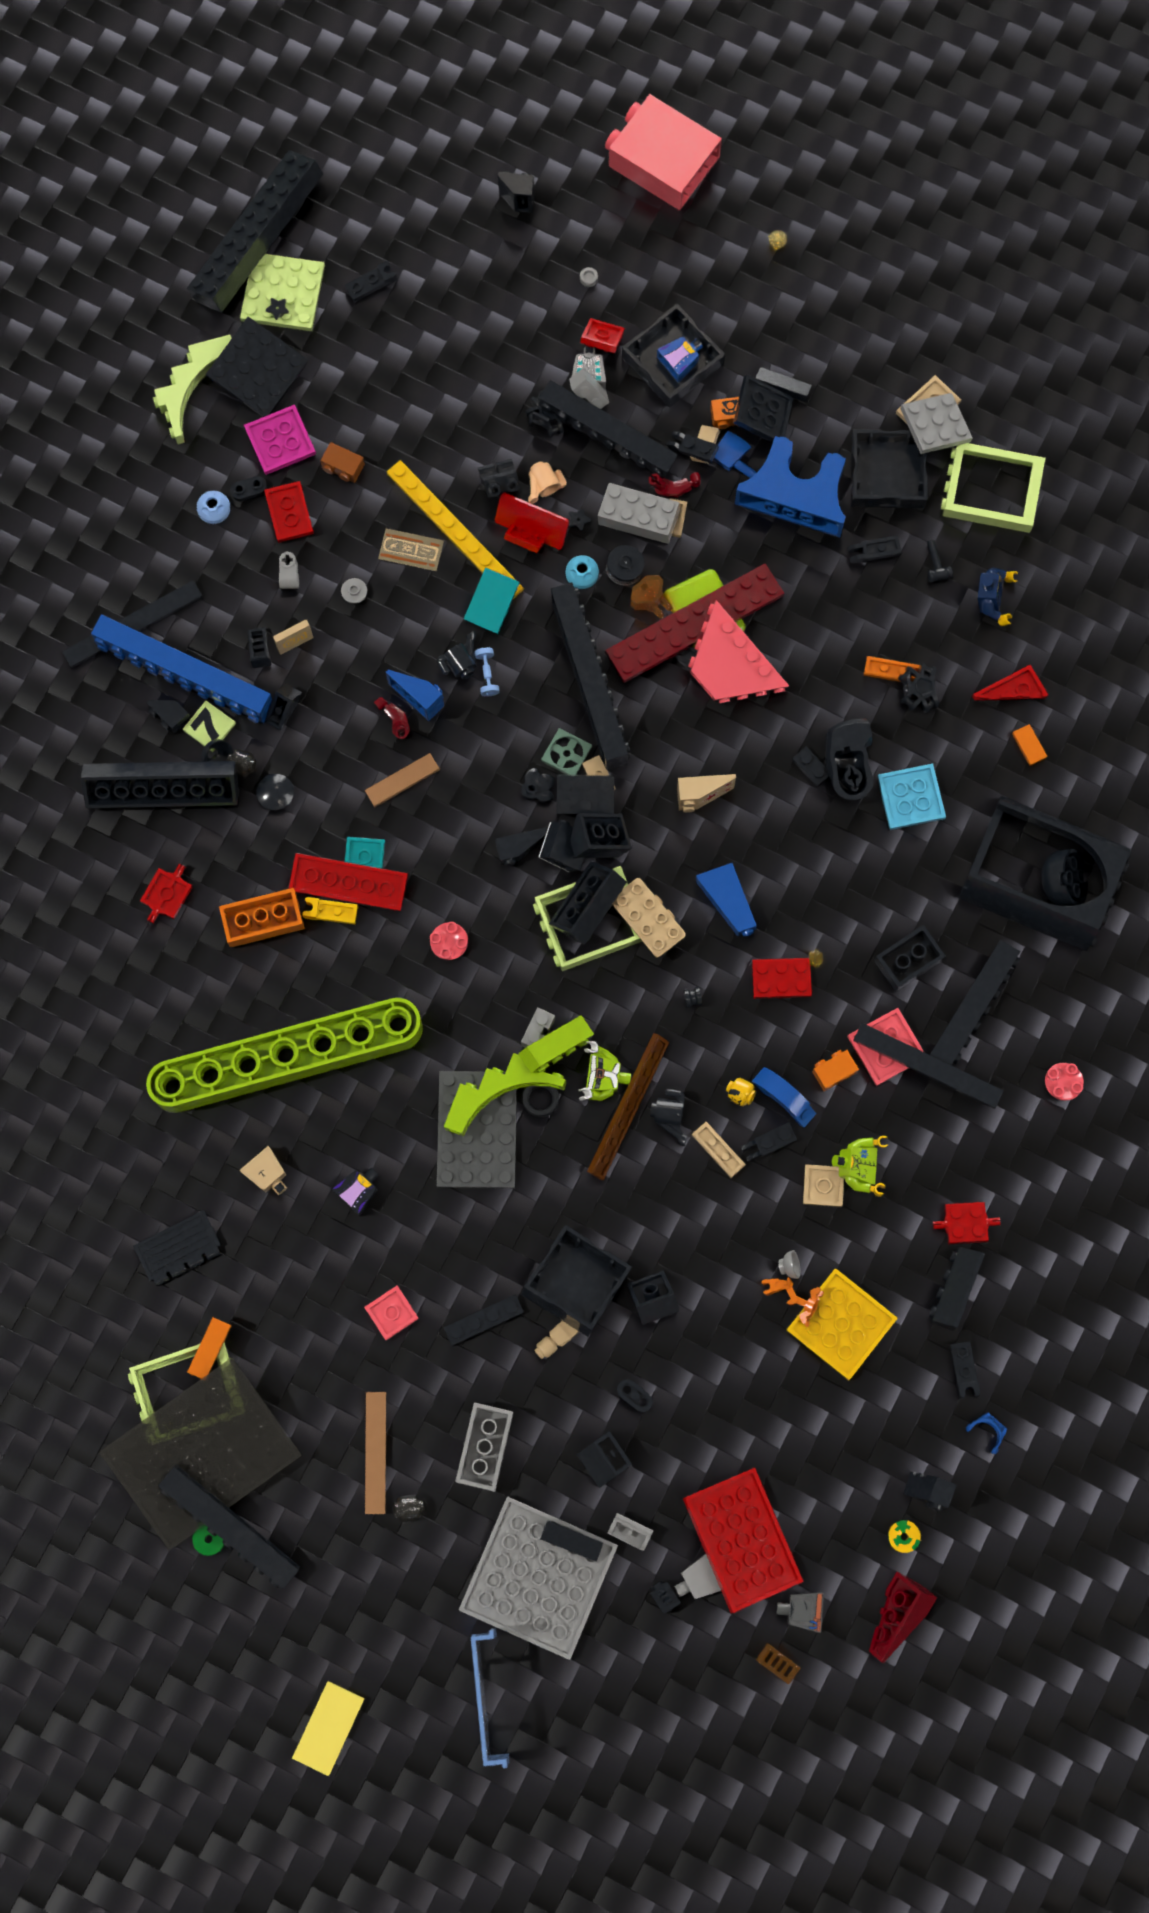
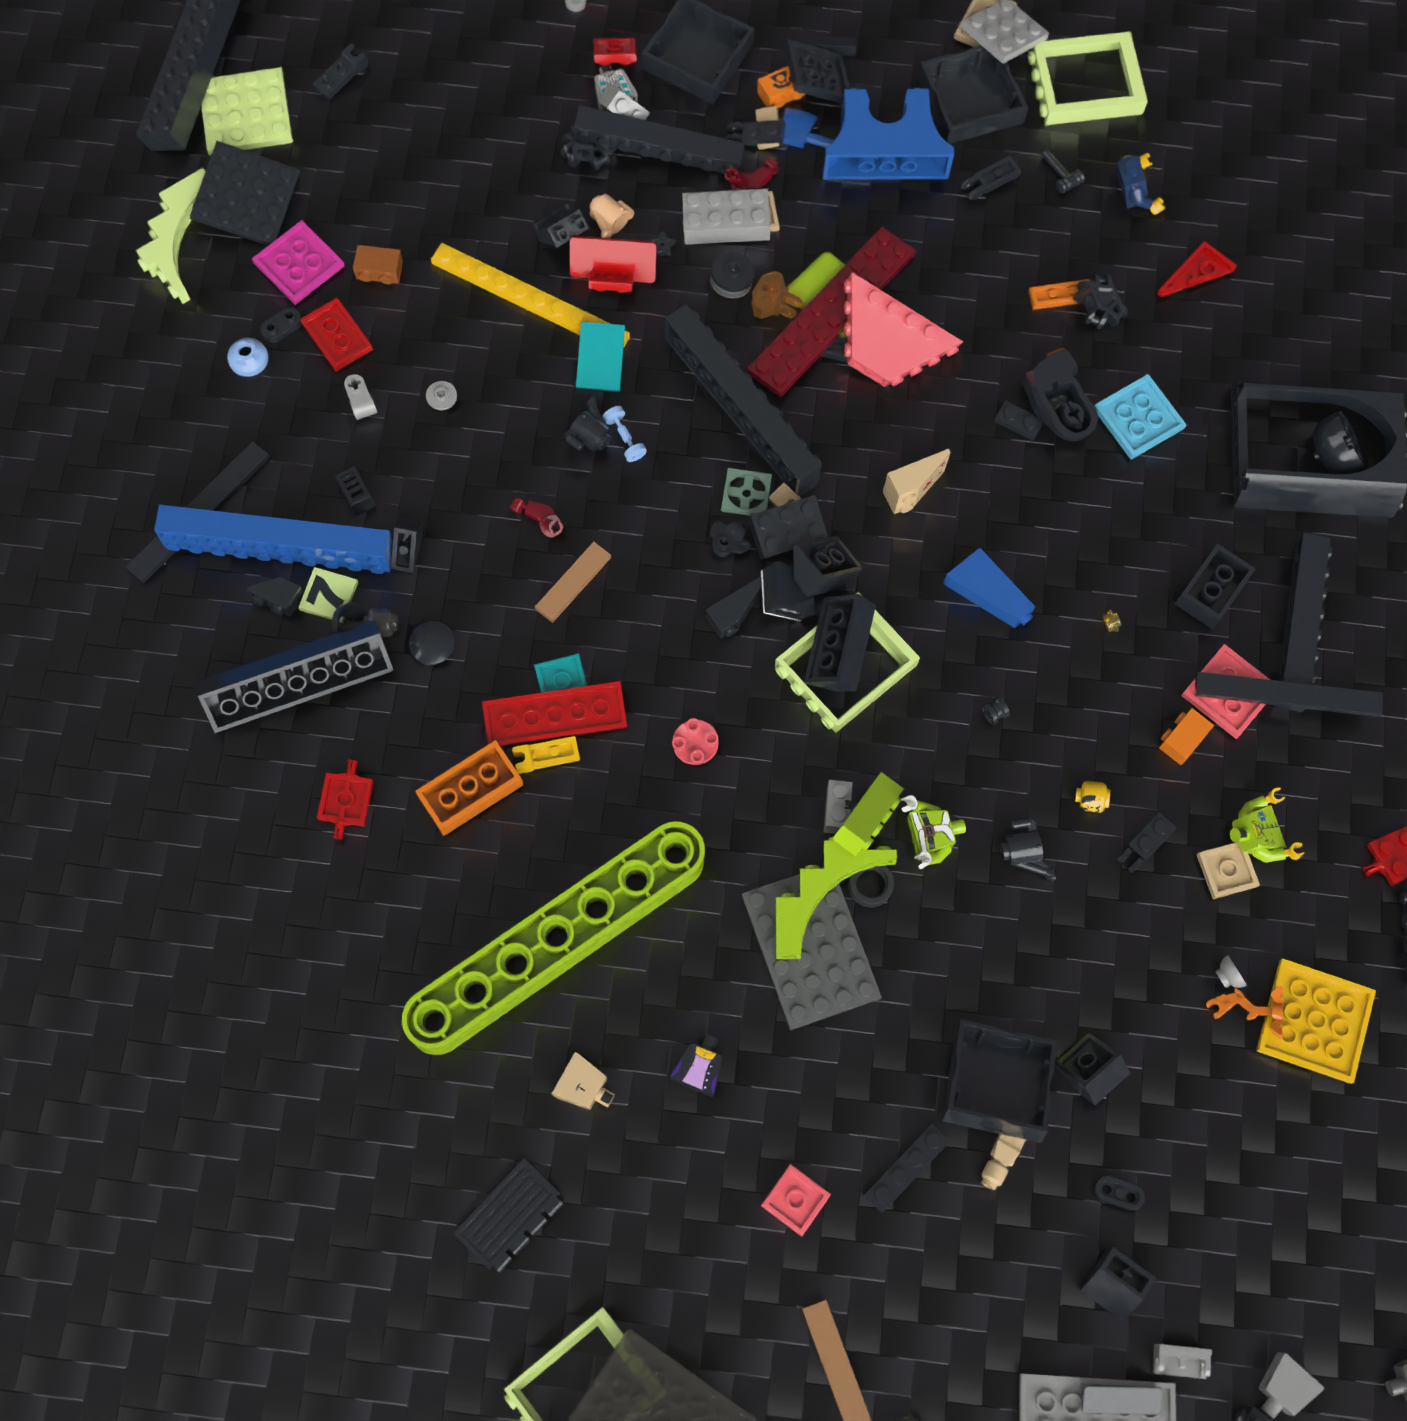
camera: 25 degrees left, 5 degrees down
(209, 1348) = (595, 1327): orange tile -> none
(277, 312) = (246, 131): black plate -> none
(293, 637) = (391, 463): tan tile -> none
(411, 549) = (488, 333): sticker -> none
(419, 693) = (557, 479): blue slope -> none
(484, 1447) = (972, 1324): light grey brick -> none
(582, 580) = (696, 301): medium azure piece -> none
(628, 1106) = (974, 859): reddish brown tile -> none
(648, 917) = (913, 638): tan bracket -> none
(679, 357) = (705, 48): blue torso -> none
(718, 1149) = (1093, 871): tan tile -> none
(742, 1540) = (1318, 1321): red plate -> none
(781, 978) = (1082, 656): red plate -> none
(784, 1094) = (1144, 780): blue arch -> none
(1029, 745) = (1238, 323): orange tile -> none

